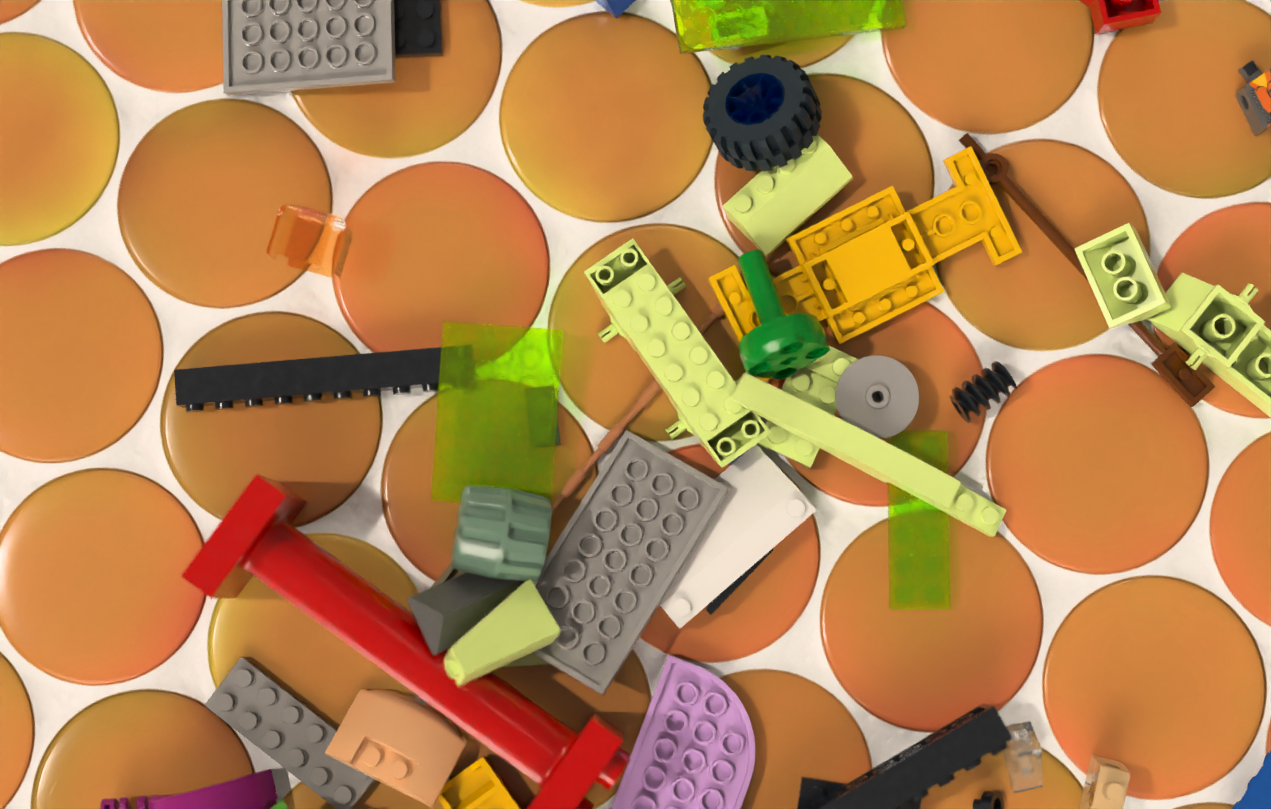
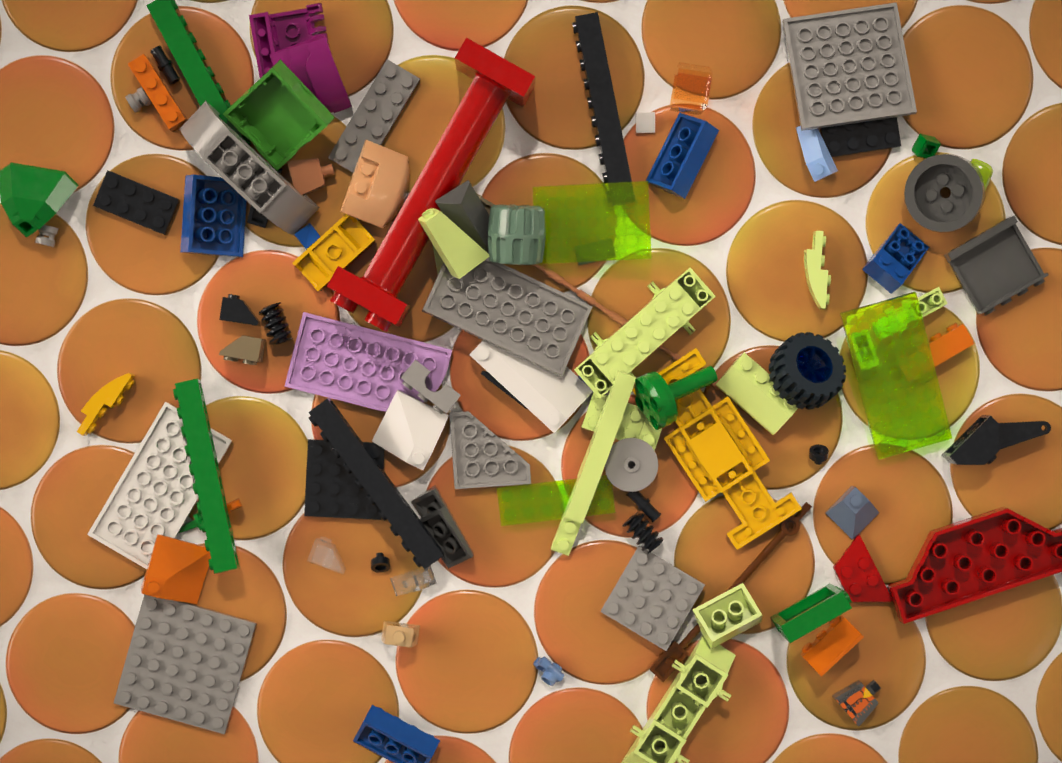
camera: 85 degrees right, 5 degrees up
(353, 317) = (645, 122): none -> white slope
(410, 266) = (682, 155): none -> blue slope
(433, 66) = (816, 154): none -> light blue slope
(622, 87) = (817, 278): none -> yellowish green slope
(745, 678) = (415, 378): none -> light grey arch
(786, 734) = (410, 429): none -> white slope
(839, 626) = (482, 457): none -> light grey plate
(888, 113) = (818, 453): none -> black tile
(939, 385) = (644, 505): none -> black pin
(942, 700) = (442, 527): none -> dark grey slope
(980, 74) = (852, 512): none -> sand blue slope
(1077, 73) = (859, 575): none -> red wing
(1084, 388) = (652, 598): none -> light grey plate
(1149, 141) = (811, 612): none -> green window
(1182, 556) = (551, 671): none -> medium blue plate
(1183, 125) = (831, 645): none -> orange slope

